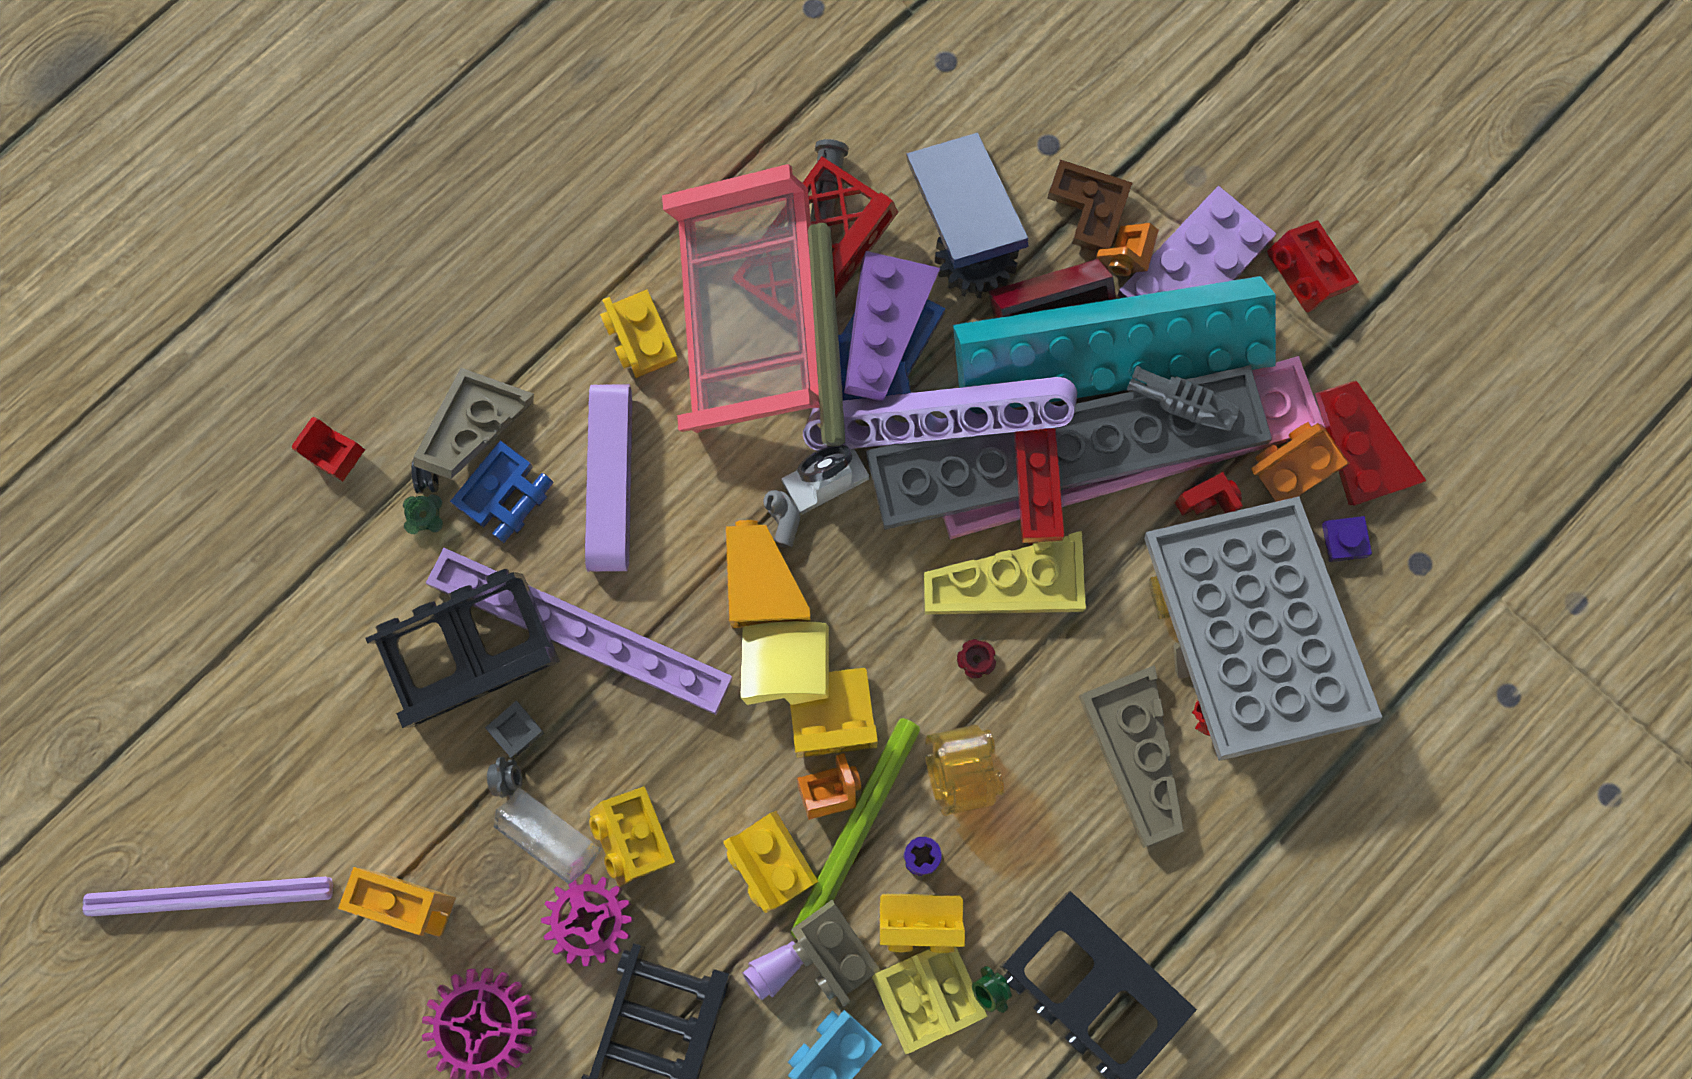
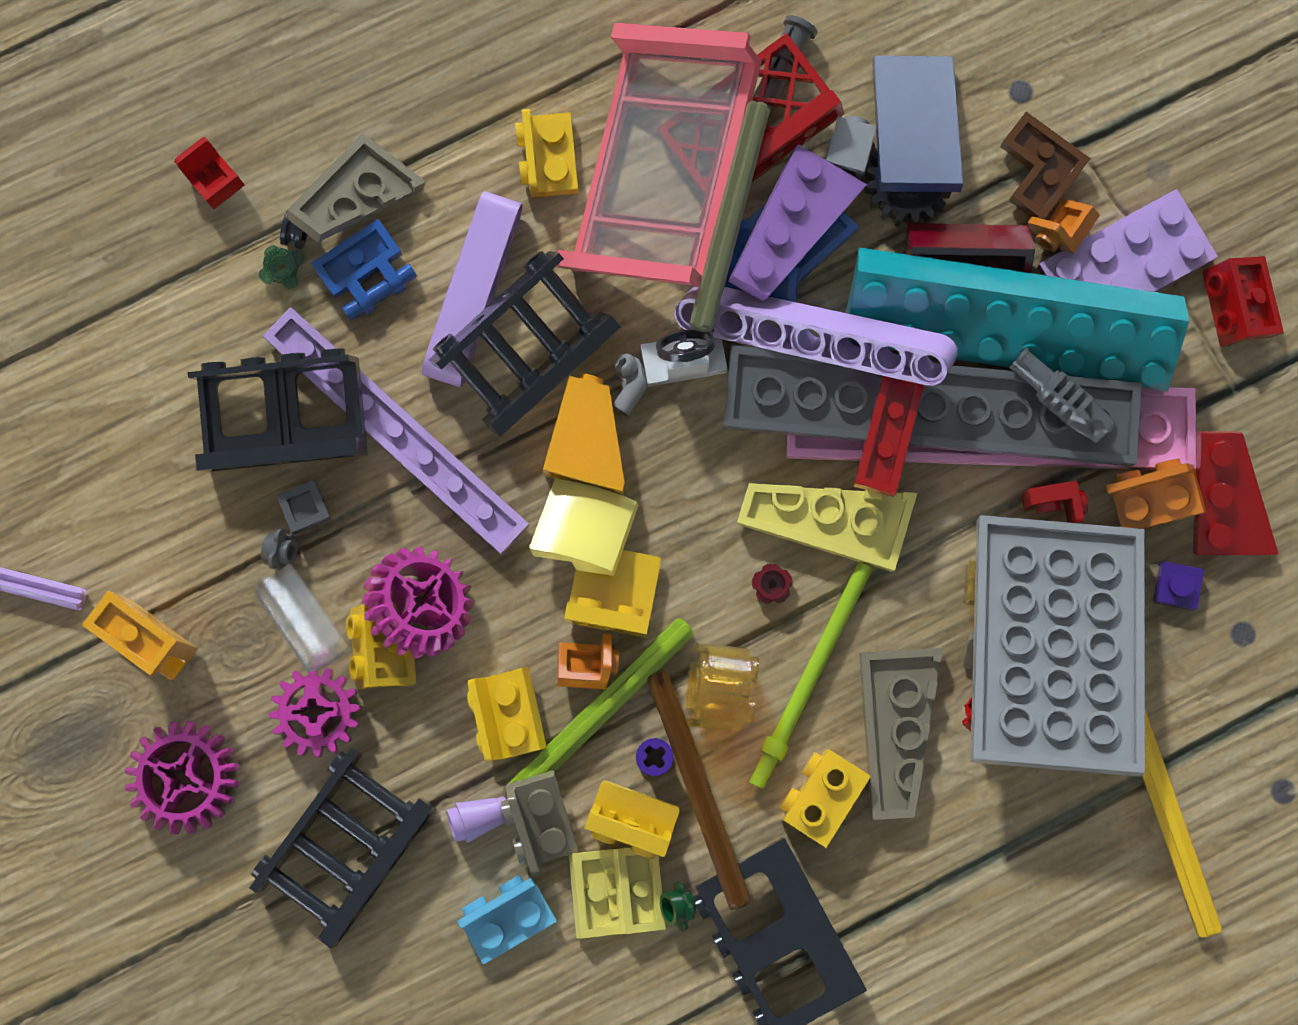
camera: 15 degrees right, 5 degrees up
(675, 781) = (444, 616): none -> dark pink gear
(694, 544) = (562, 355): none -> black fence
(913, 237) = (851, 145): none -> light grey brick
(975, 874) = (699, 791): none -> reddish brown axle
(1031, 809) = (775, 747): none -> lime bar
(1092, 841) = (824, 797): none -> yellow brick
(1434, 775) = (1178, 839): none -> yellow axle

